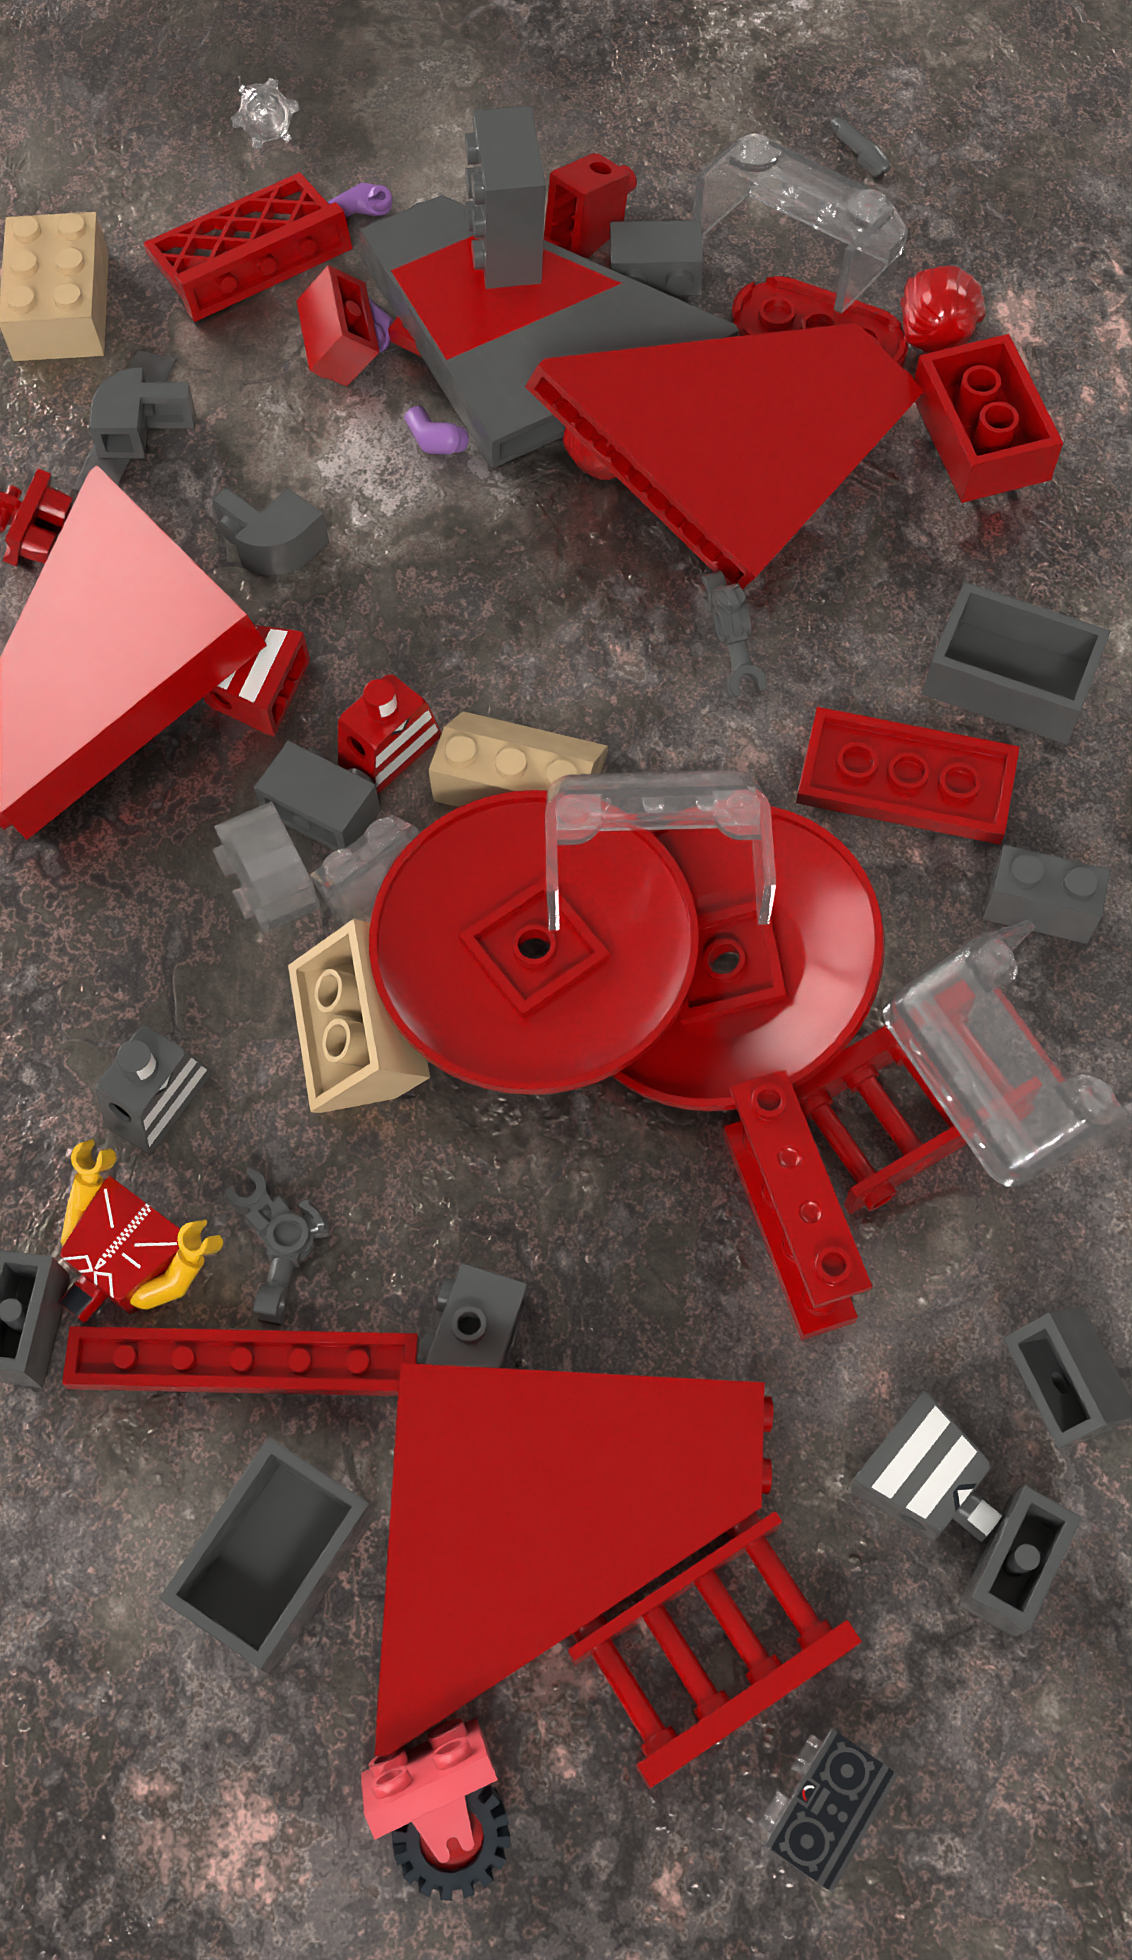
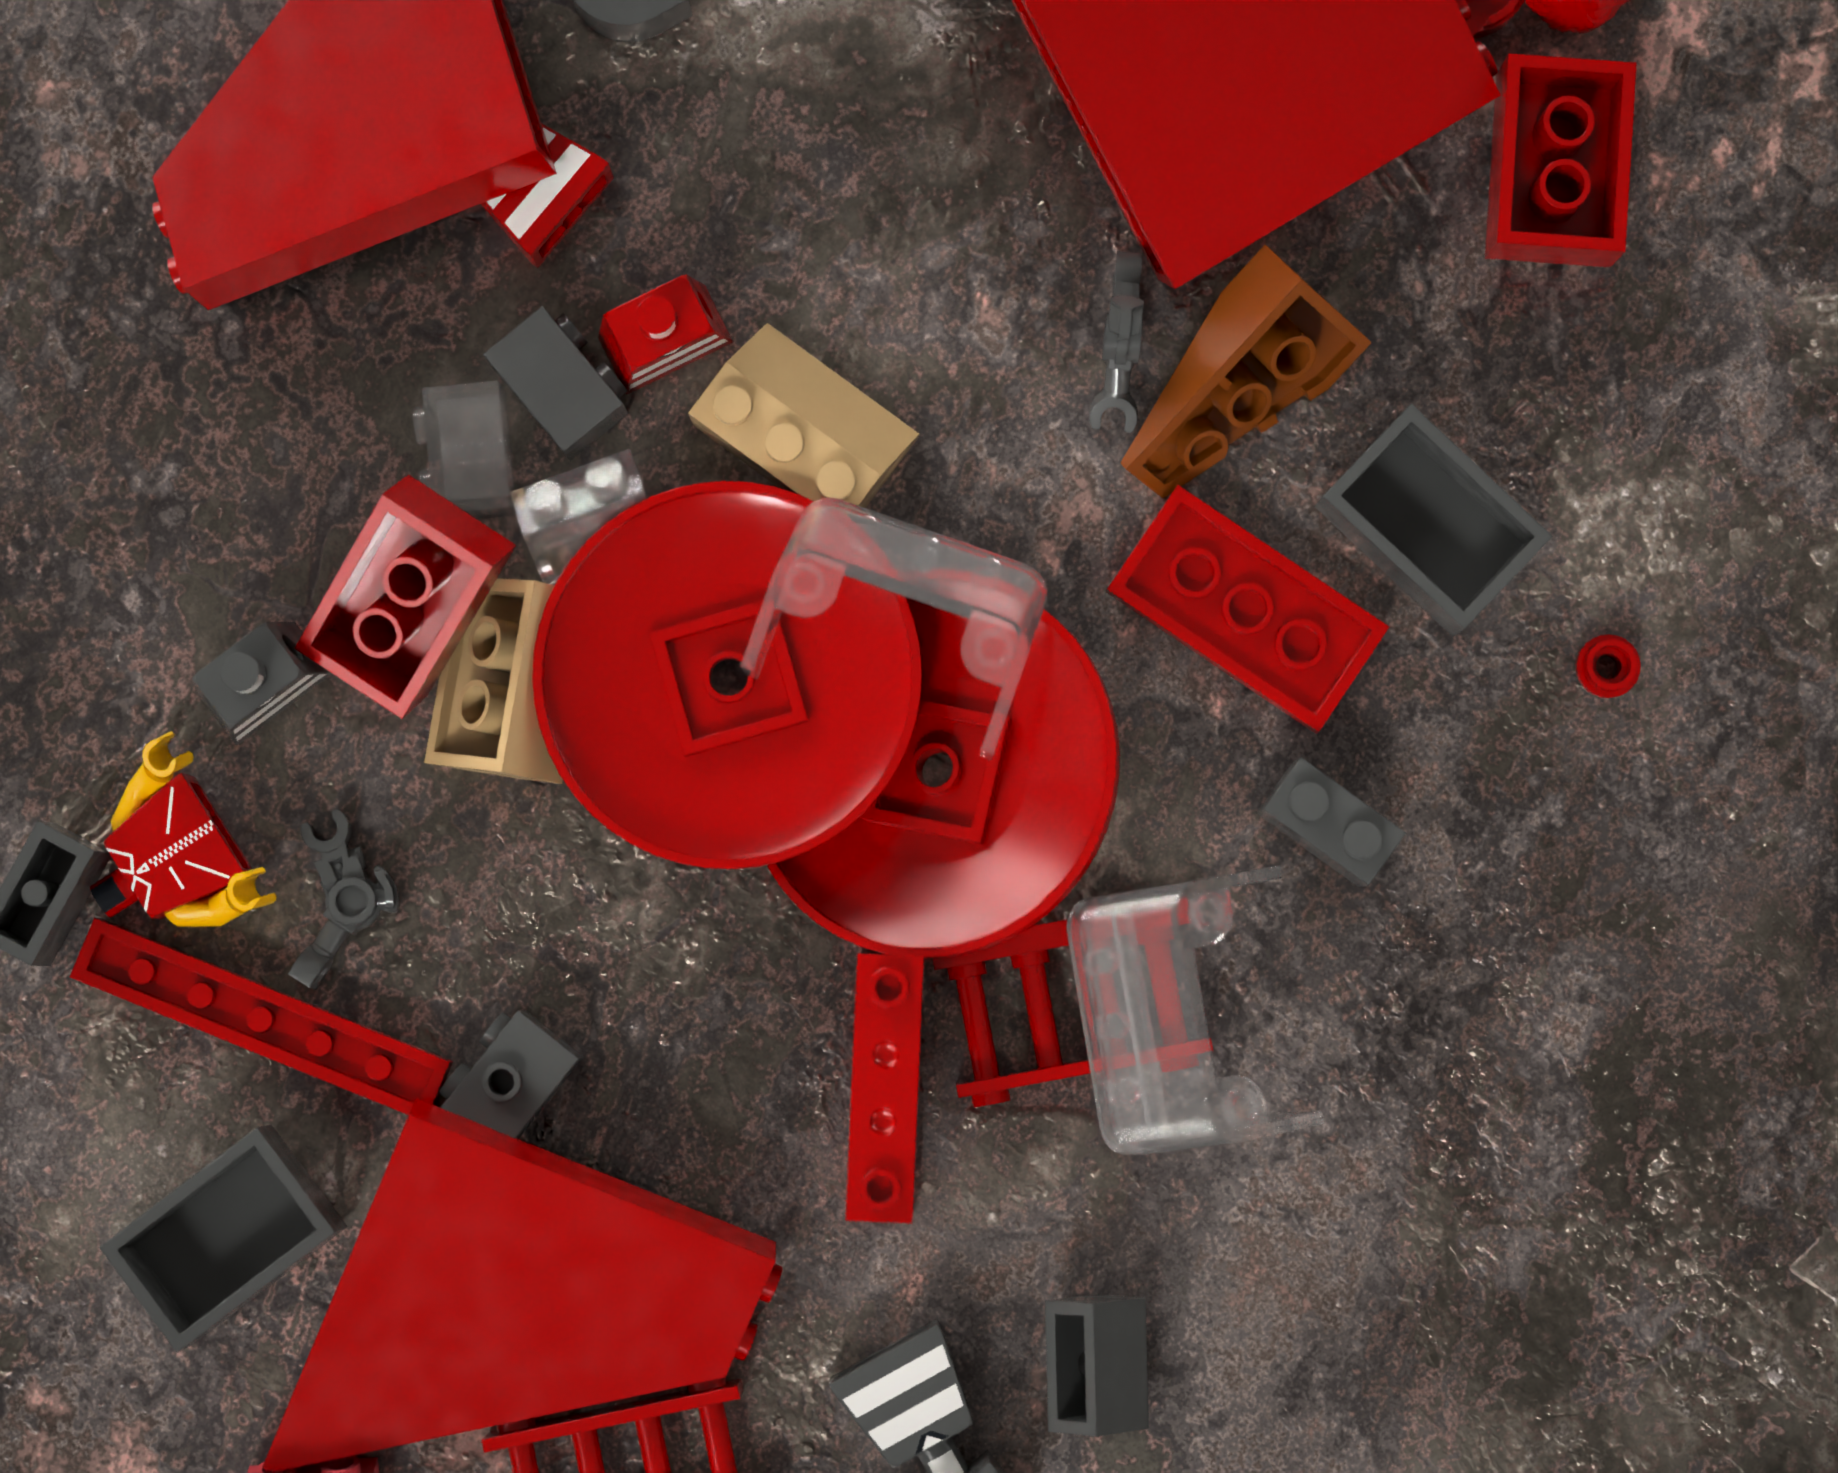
camera: 20 degrees right, 20 degrees up
(251, 973) = (404, 596): none -> red brick
(831, 610) = (1251, 358): none -> dark orange wedge

